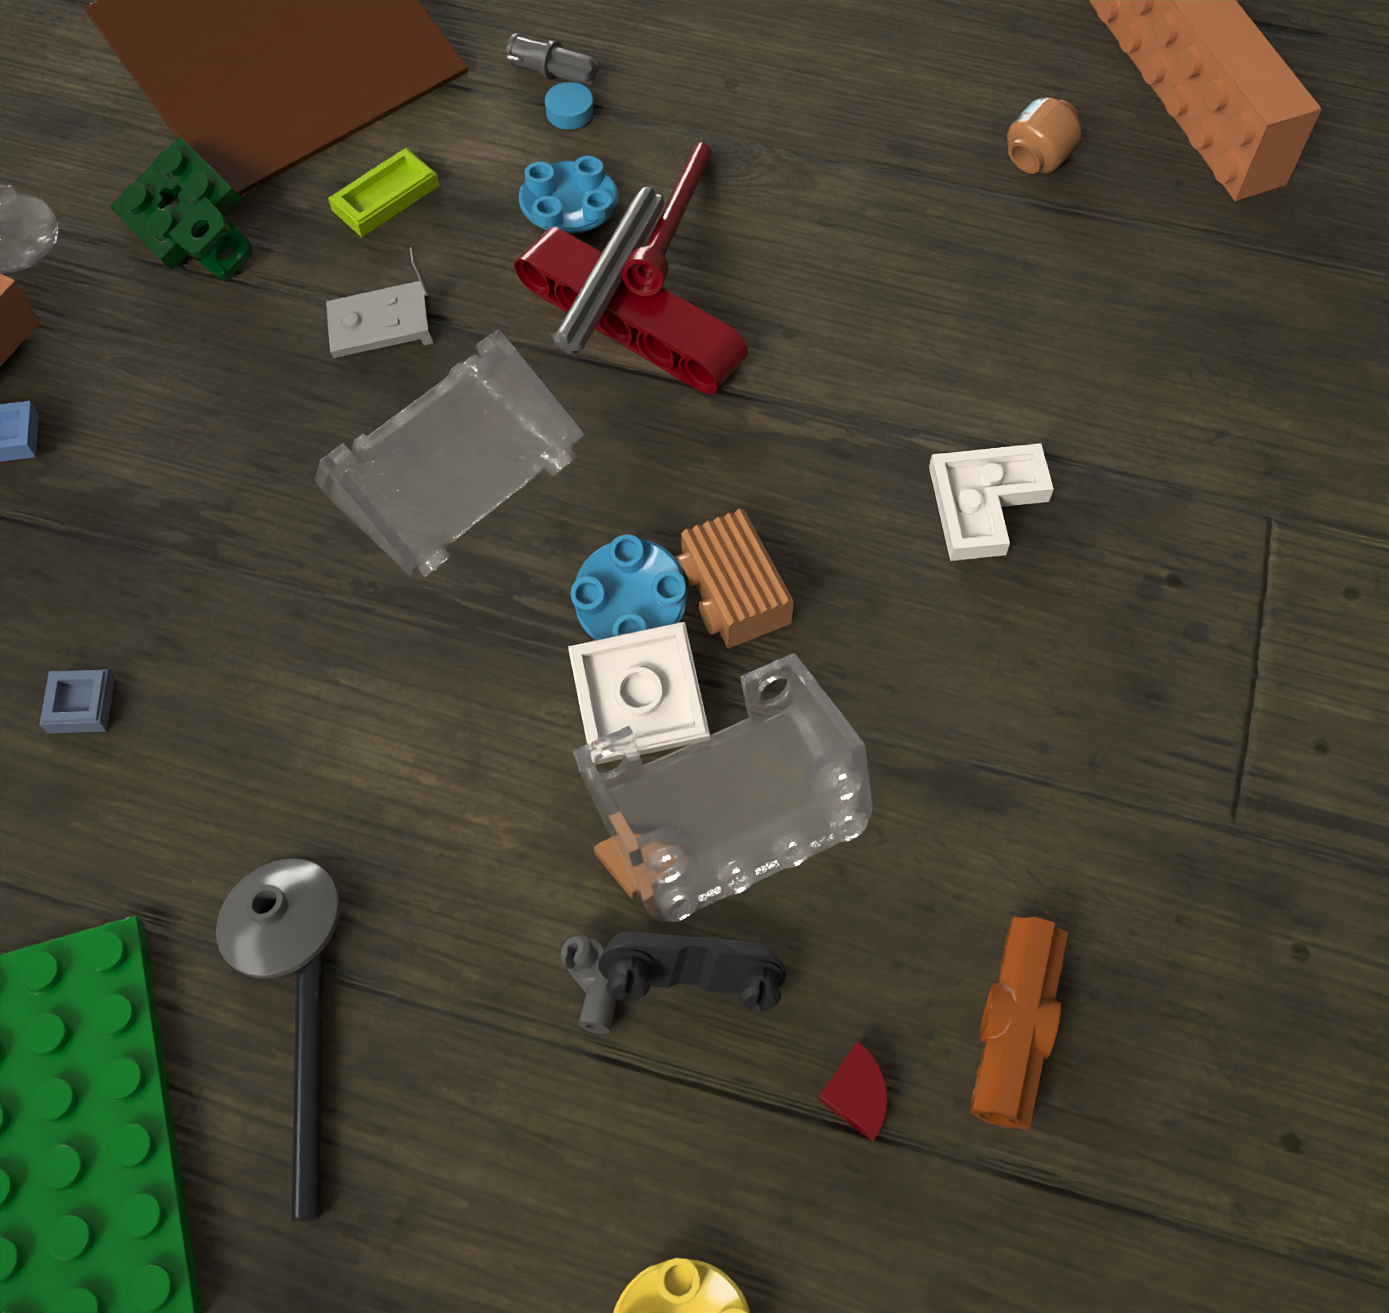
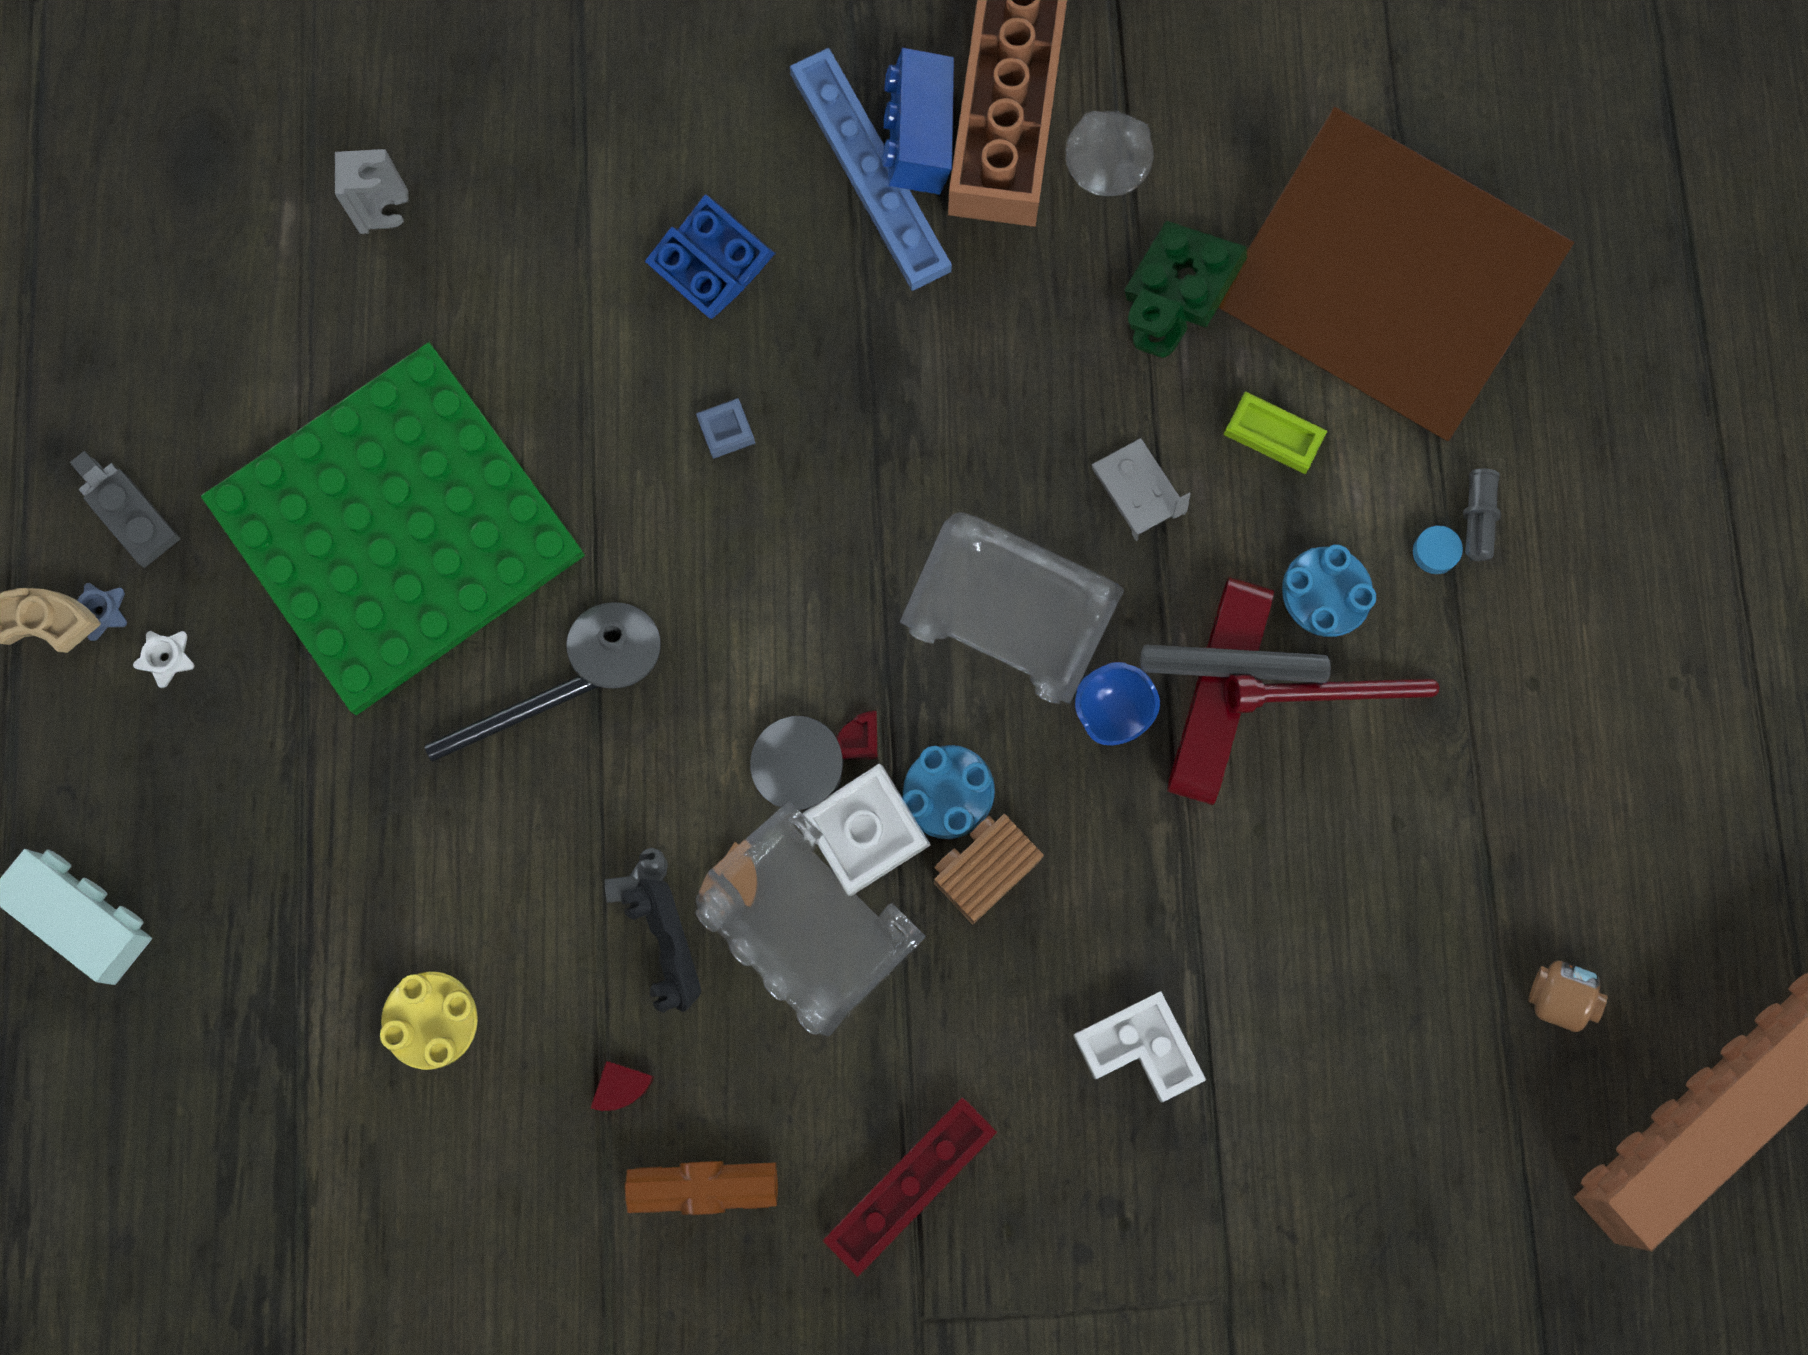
camera: 70 degrees right, 15 degrees up
(525, 744) = (796, 762): none -> dark grey dish
(527, 674) = (859, 737): none -> dark red tile
(602, 393) = (1116, 703): none -> blue helmet
(1081, 779) = (909, 1186): none -> dark red plate

